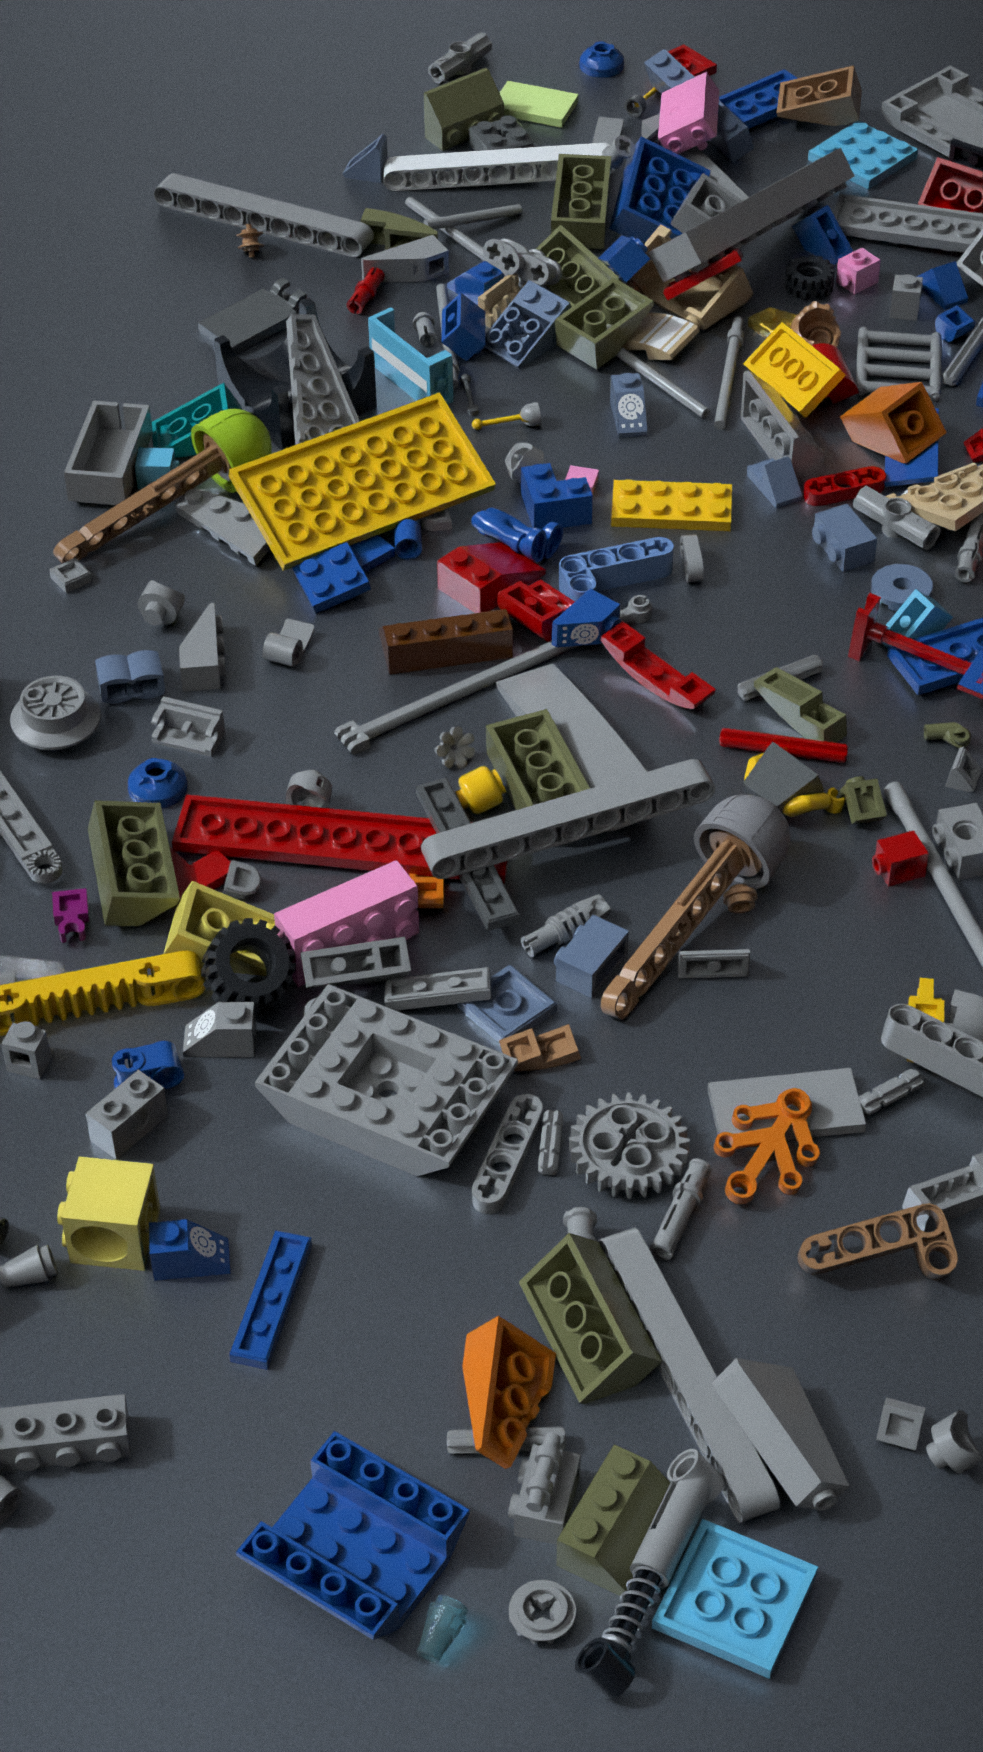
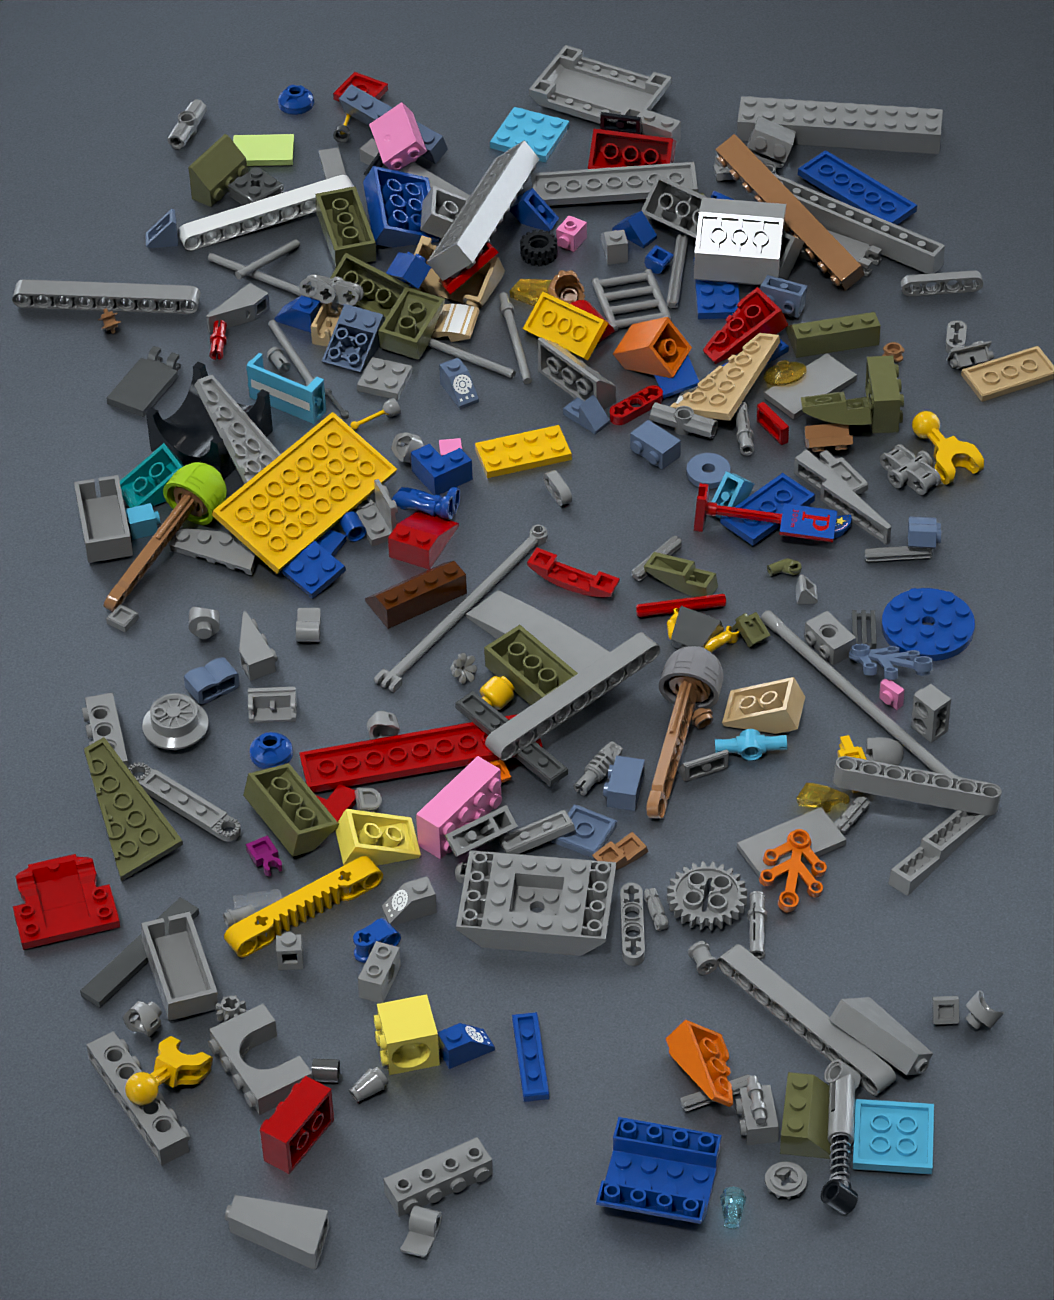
camera: 20 degrees left, 0 degrees up
(263, 943) = (419, 839): black tyre -> none
(394, 229) = (217, 285): olive slope -> none
(443, 537) = (380, 518): none -> light grey bracket
(463, 327) = (309, 352): blue brick -> none
(534, 606) = (473, 553): red brick -> none
(543, 380) = (384, 378): none -> light grey plate
(585, 620) = (512, 553): blue slope -> none
(589, 1319) = (733, 1007): olive slope -> none
(615, 566) = (491, 519): medium blue beam -> none
(620, 150) = (360, 179): light grey bush -> none
(757, 101) = (440, 102): blue plate -> none
(791, 953) = (751, 744): none -> medium azure pin
(822, 98) = (482, 96): medium nougat slope -> none
(836, 909) = (766, 707): none -> tan slope
(857, 1052) = (821, 796): none -> clear yellow slope
(874, 1246) = (886, 910): medium nougat beam -> none
(900, 858) = (793, 661): red brick -> none

